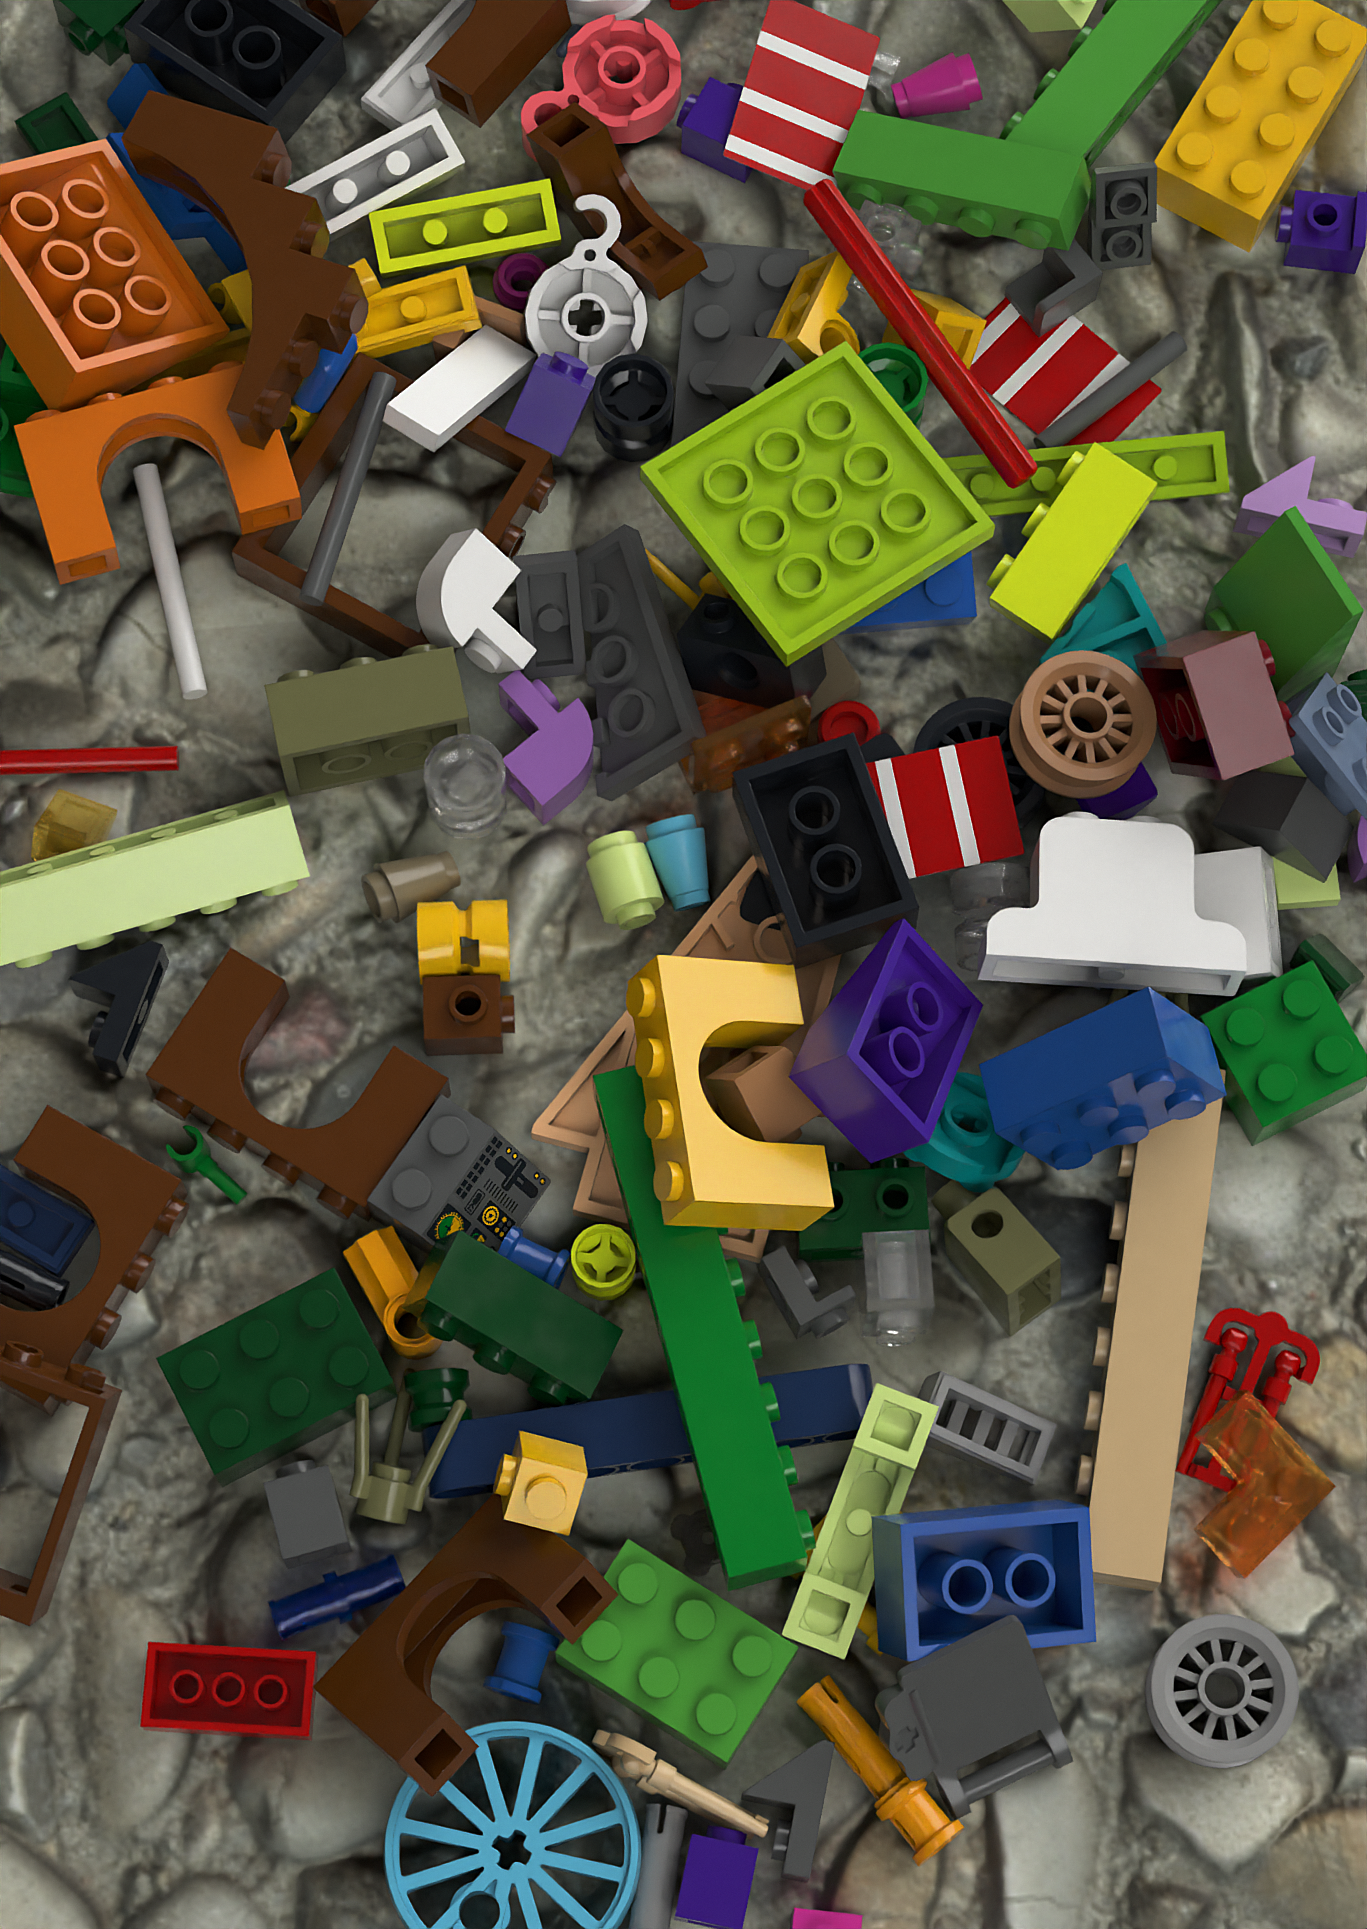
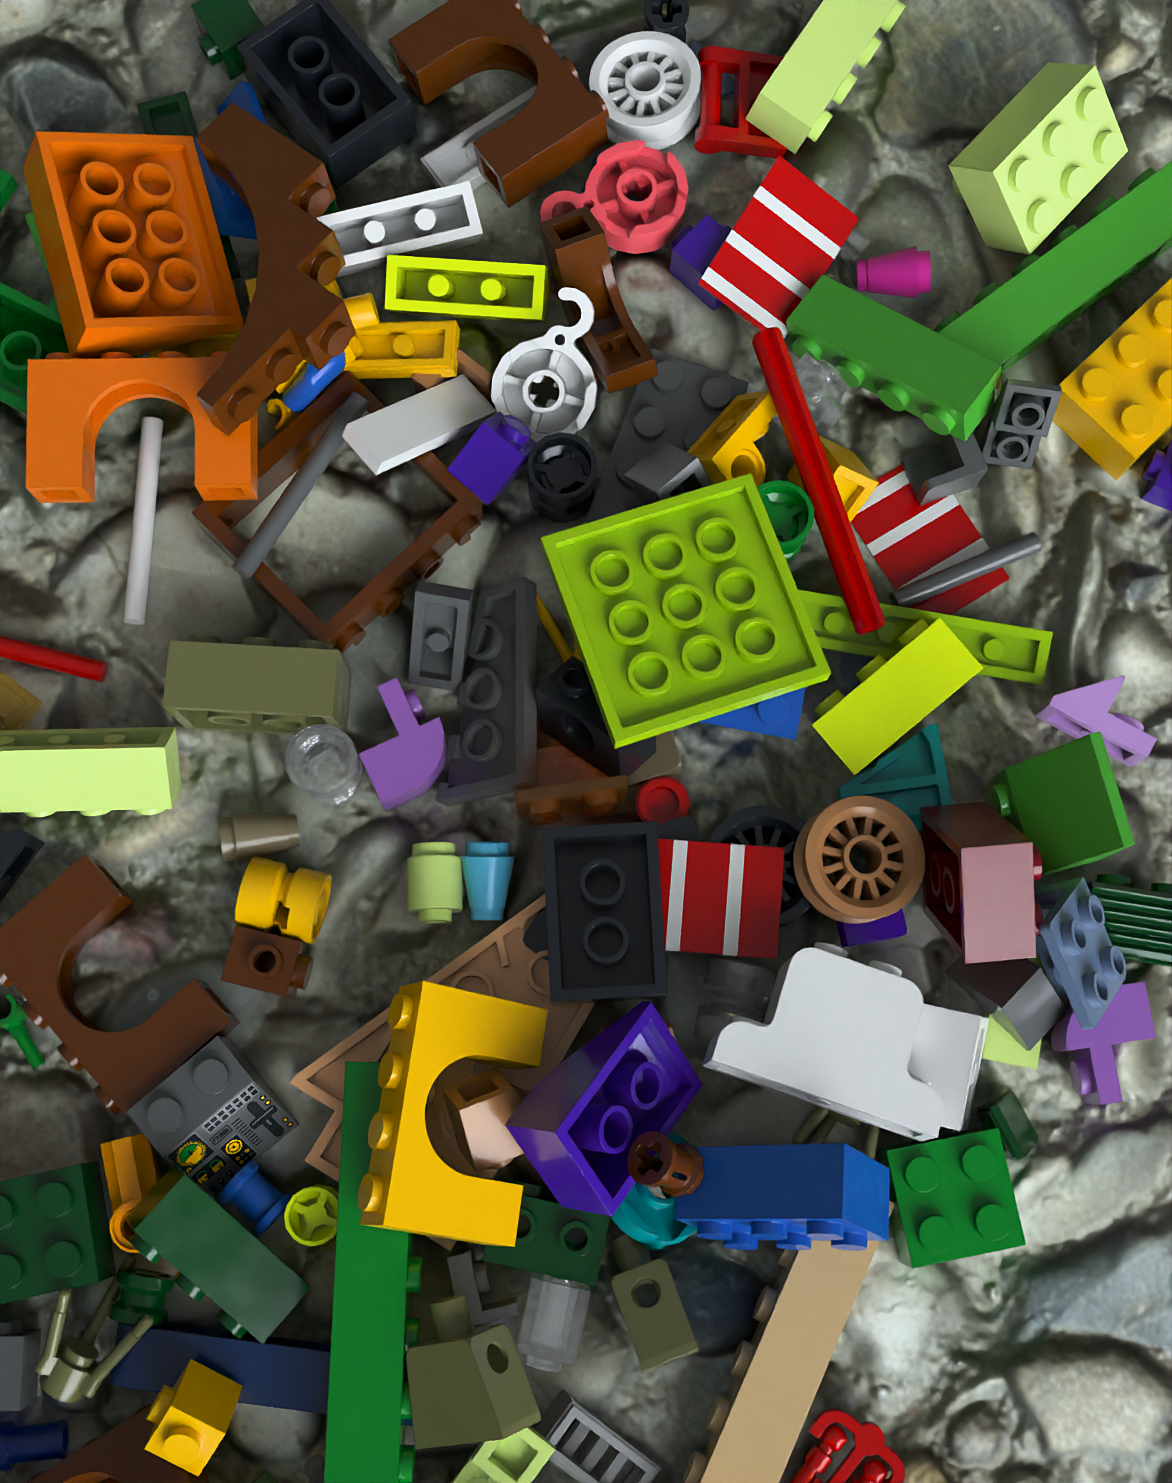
camera: 15 degrees right, 5 degrees up
(458, 601) = (361, 604): white brick -> none
(513, 269) = (497, 335): magenta plate -> none
(824, 1355) = (467, 1381): none -> olive torso
(967, 1060) = (658, 1171): none -> reddish brown bush

